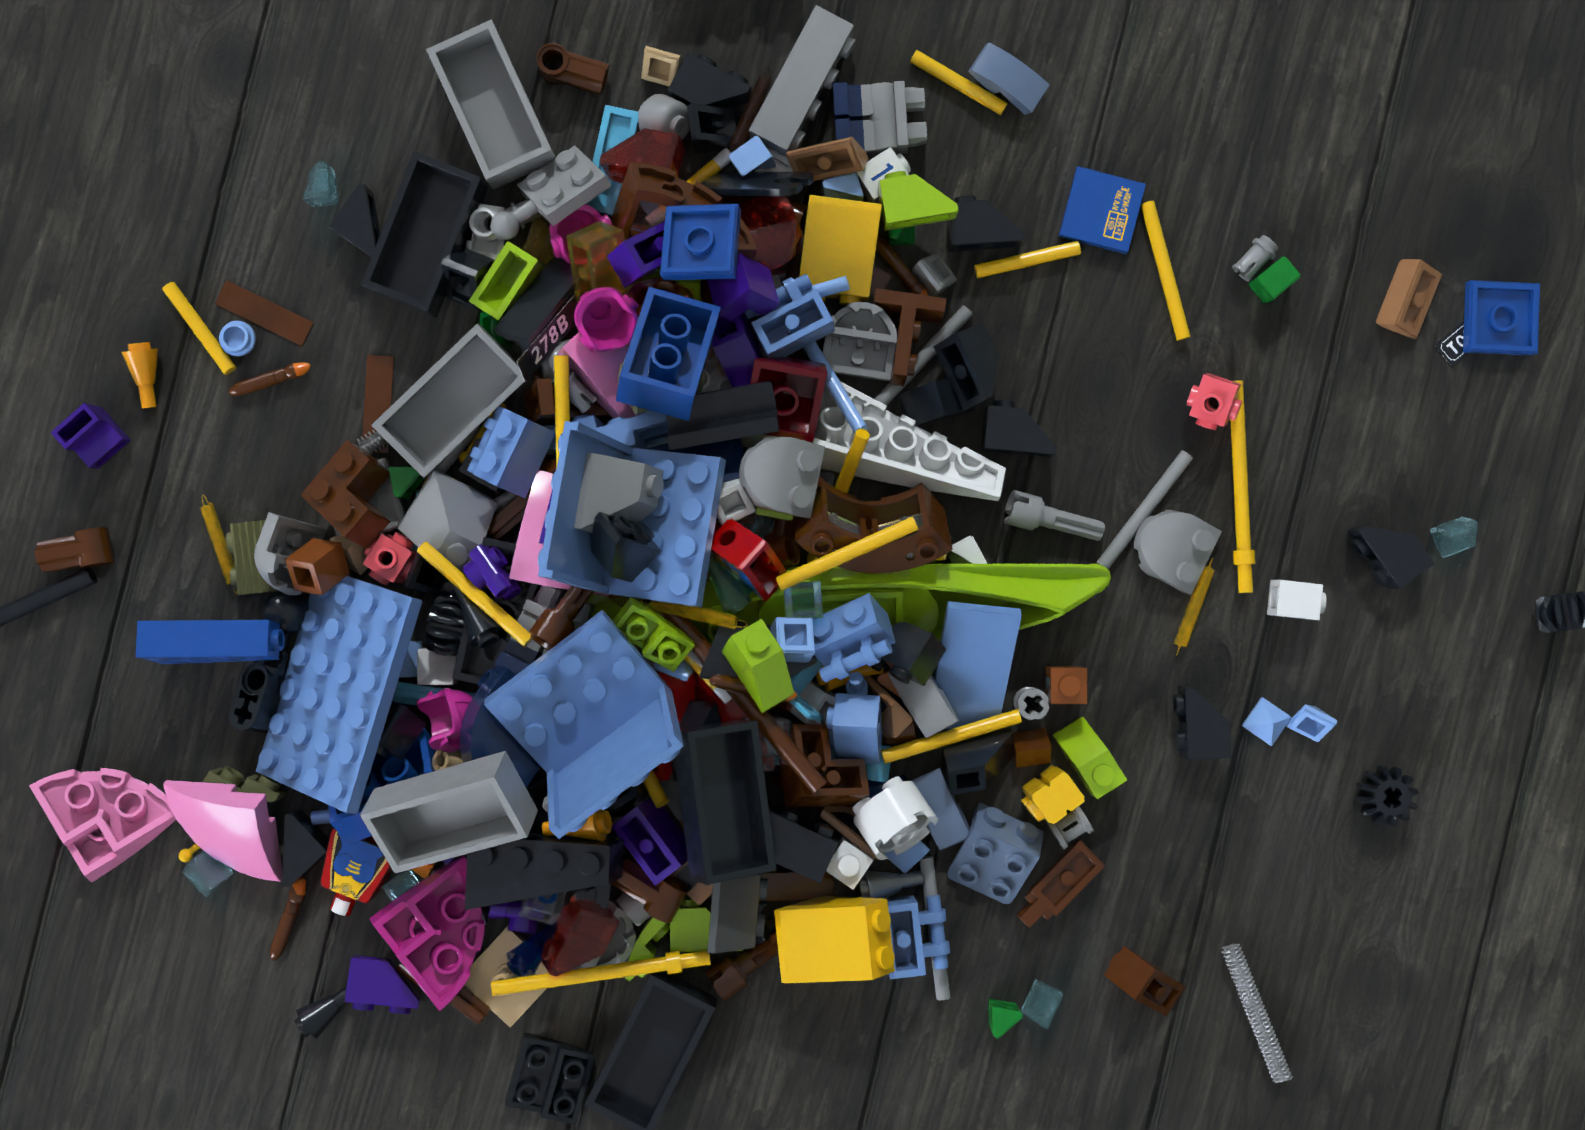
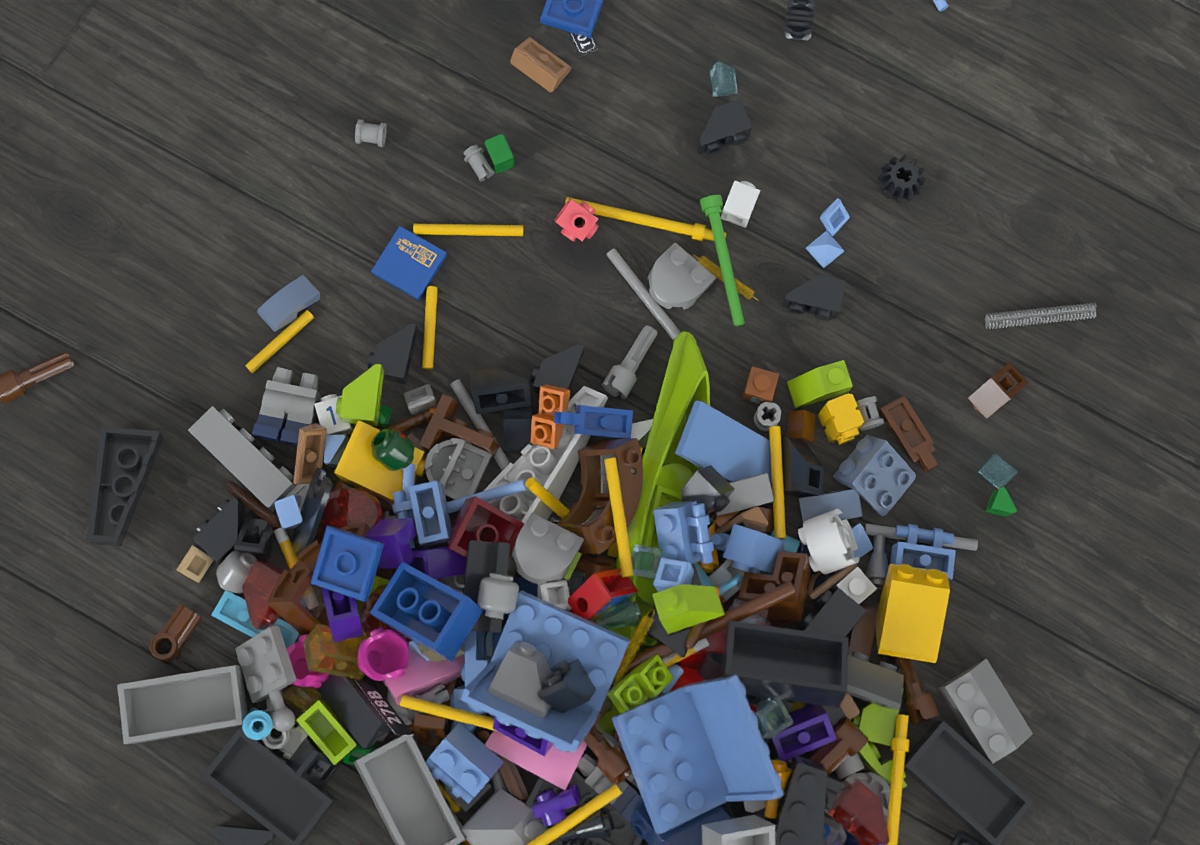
camera: 80 degrees left, 10 degrees down
(491, 196) = (257, 724): none -> medium azure cone
(656, 802) = (772, 718): none -> clear light blue slope
(710, 433) = (498, 595): none -> light grey head
(744, 1056) = (985, 711): none -> light grey slope
(857, 256) = (392, 449): none -> dark green head
(946, 438) = (543, 429): none -> orange slope
(963, 497) = (598, 421): none -> blue plate
(1255, 111) = (370, 133): none -> light grey bush
(1280, 565) = (712, 207): none -> bright green piece

